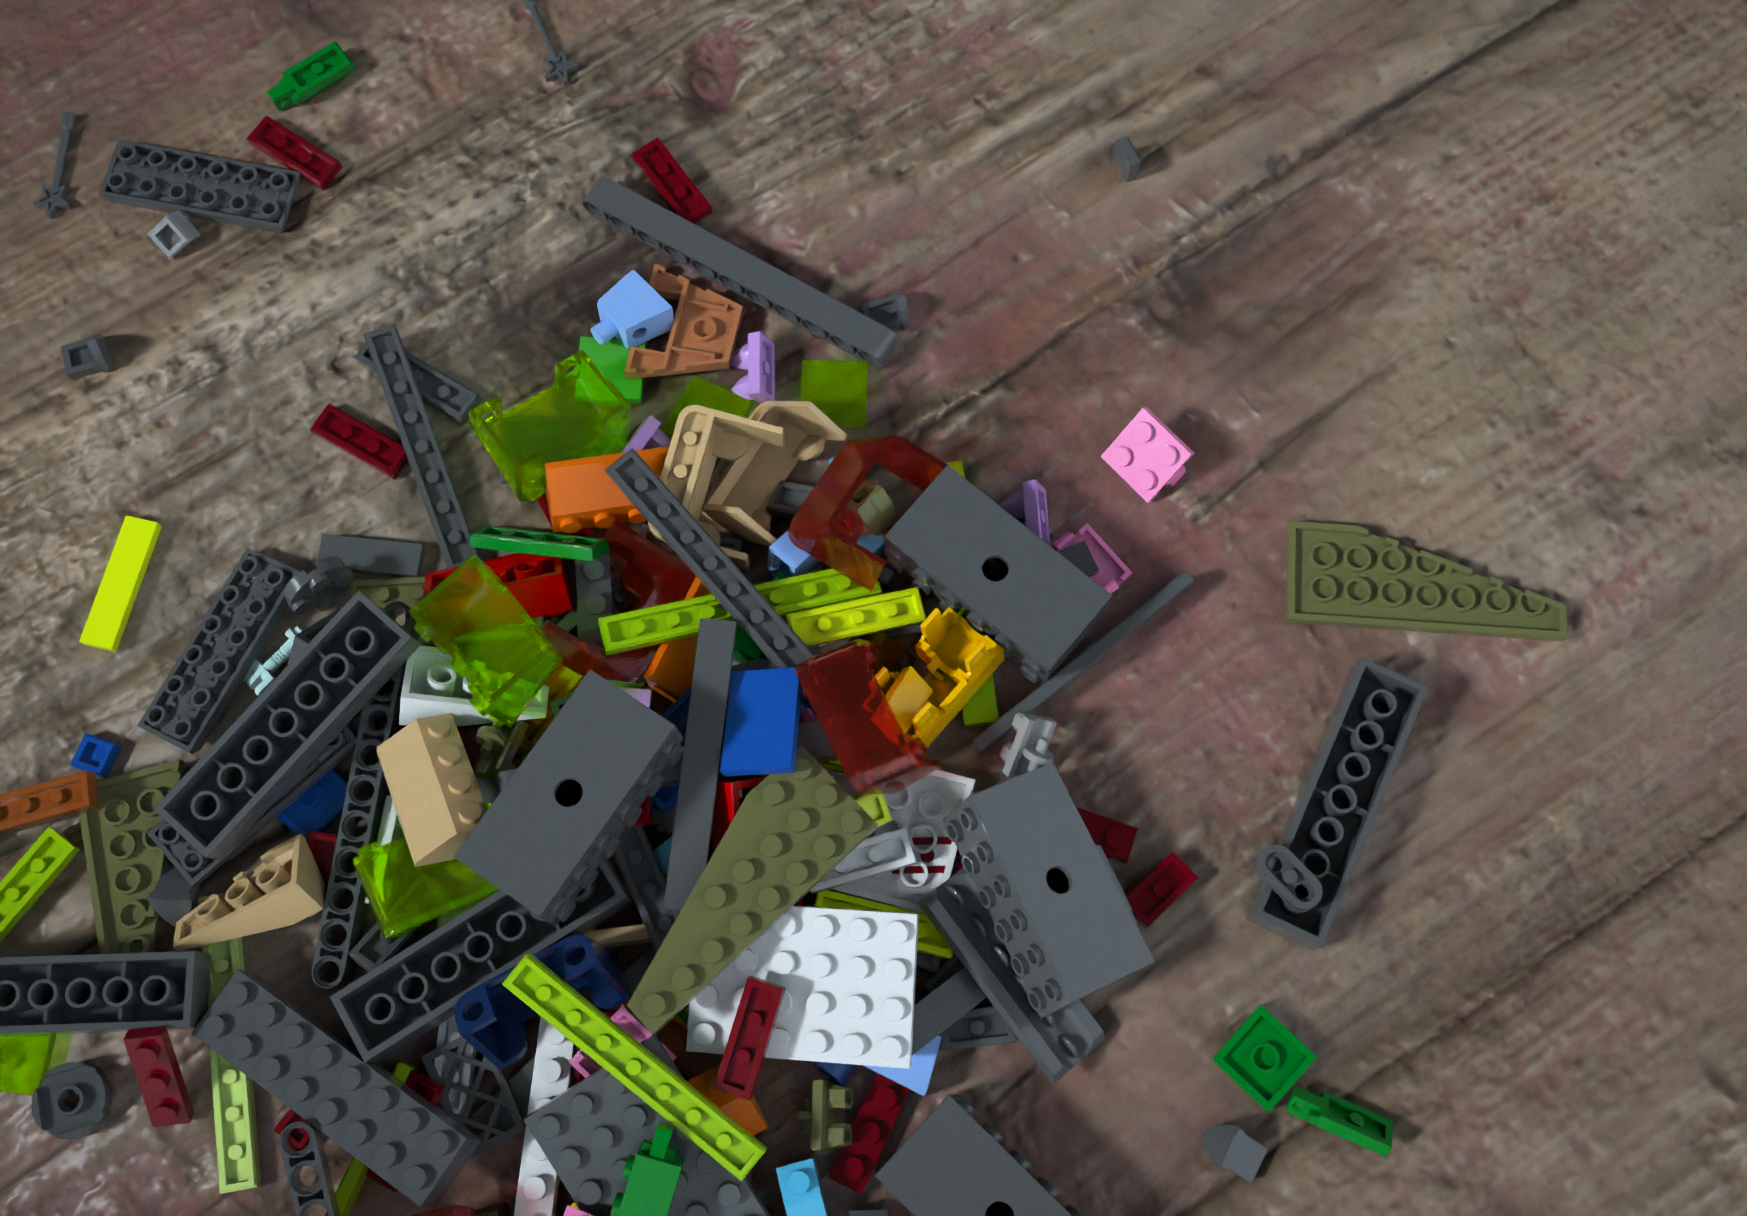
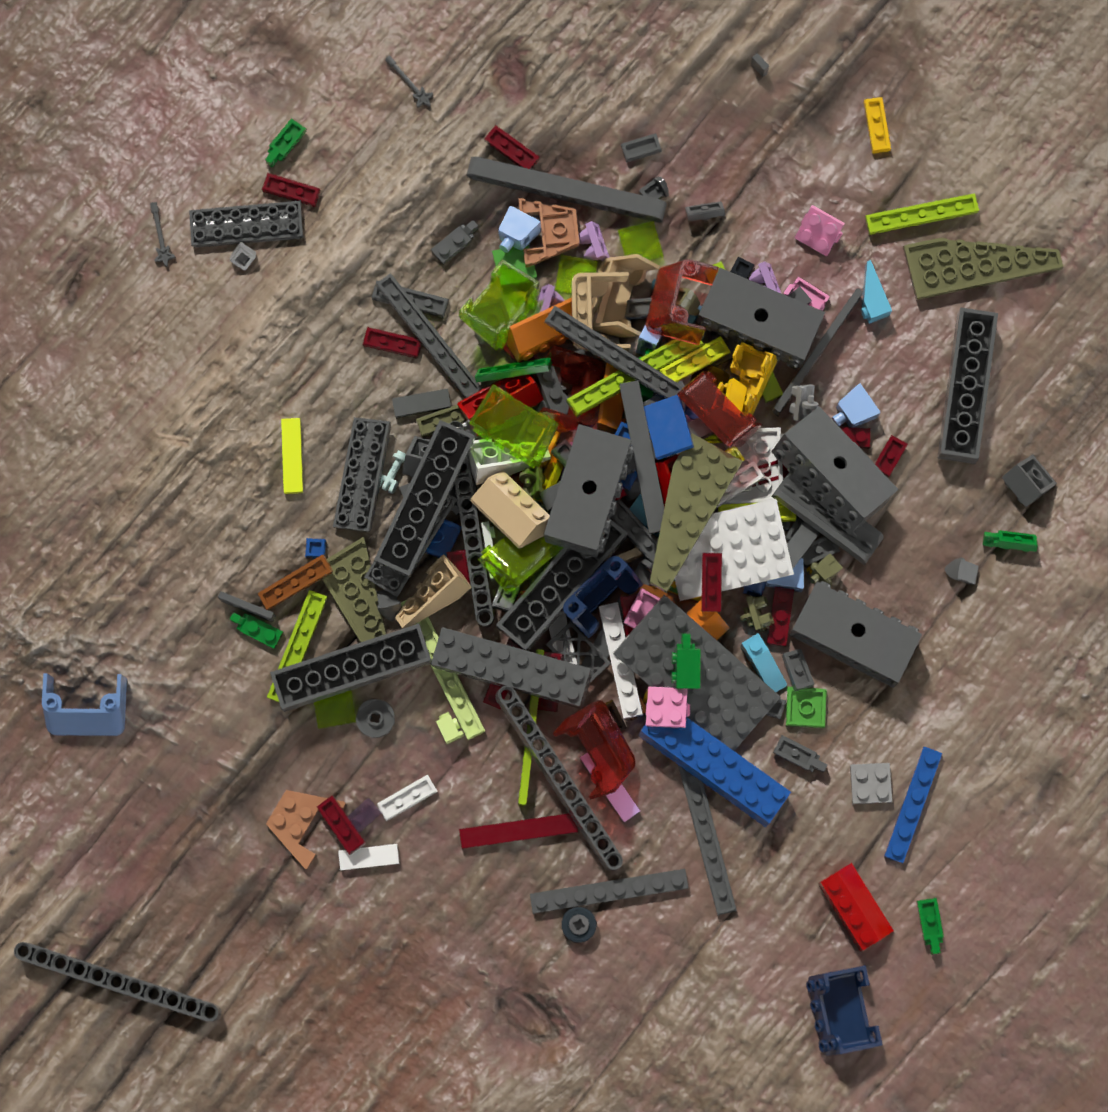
camera: 15 degrees left, 5 degrees up
(87, 357) = (222, 338): dark grey tile -> none
(159, 1076) = (420, 690): dark red plate -> none
(191, 1161) = (449, 728): none -> yellowish green brick
(319, 586) = (402, 427): dark grey plate -> none
(526, 306) = (454, 242): none -> dark grey hinge
(634, 1066) = (661, 610): lime tile -> none
(887, 239) = (641, 147): none -> dark grey tile
(959, 369) = (705, 211): none -> dark grey plate
(974, 1072) = (825, 570): none -> olive piece
(995, 482) = (742, 267): none -> black tile
(1121, 784) = (856, 408): none -> light blue torso
(1210, 602) = (874, 301): none -> medium azure slope
(1263, 1058) = (964, 523): green plate -> none
(1291, 874) = (953, 428): dark grey plate -> none
(1298, 309) = (877, 125): none -> yellow tile
(1336, 476) = (922, 214): none -> lime plate
(1406, 1014) = (1028, 480): none -> dark grey slope

